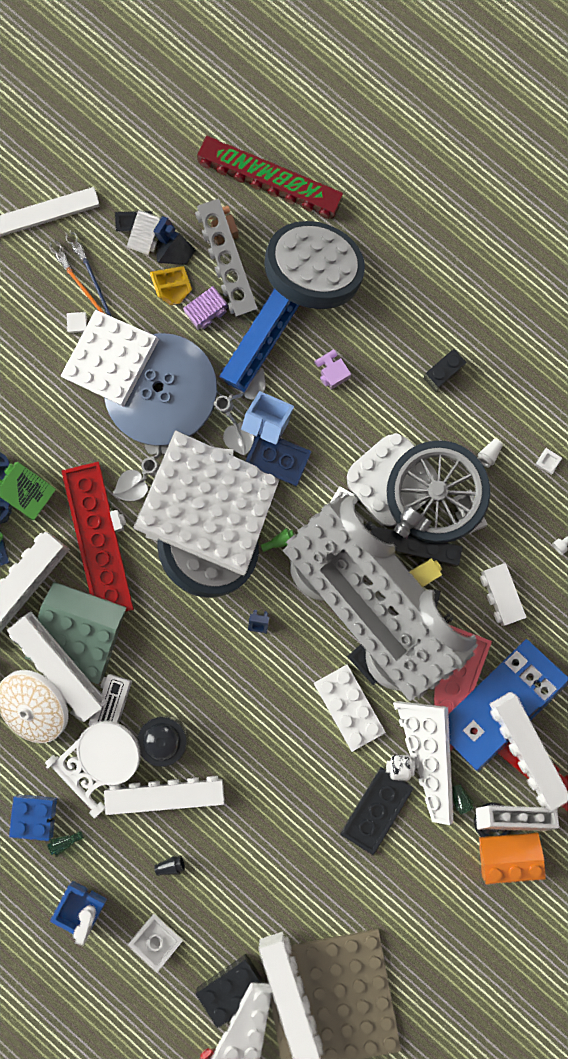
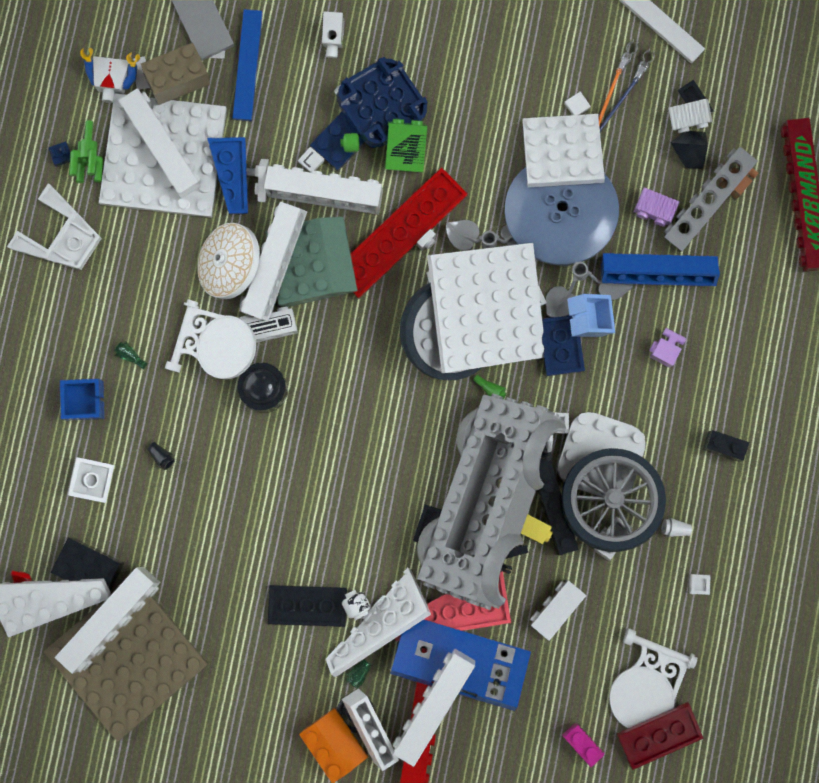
camera: 60 degrees right, 0 degrees up
(30, 817) = (136, 314): blue piece -> none
(82, 932) = (66, 412): white plate -> none
(164, 796) = (216, 416): white brick -> none
(165, 230) = (702, 132): dark blue tile -> none
(171, 284) = (659, 165): yellow slope -> none
(258, 623) = (409, 411): dark blue tile -> none
(314, 265) = (750, 277): light grey wheel -> none
(349, 707) = (381, 531): white plate -> none
(409, 520) = (574, 488): flat silver piece -> none

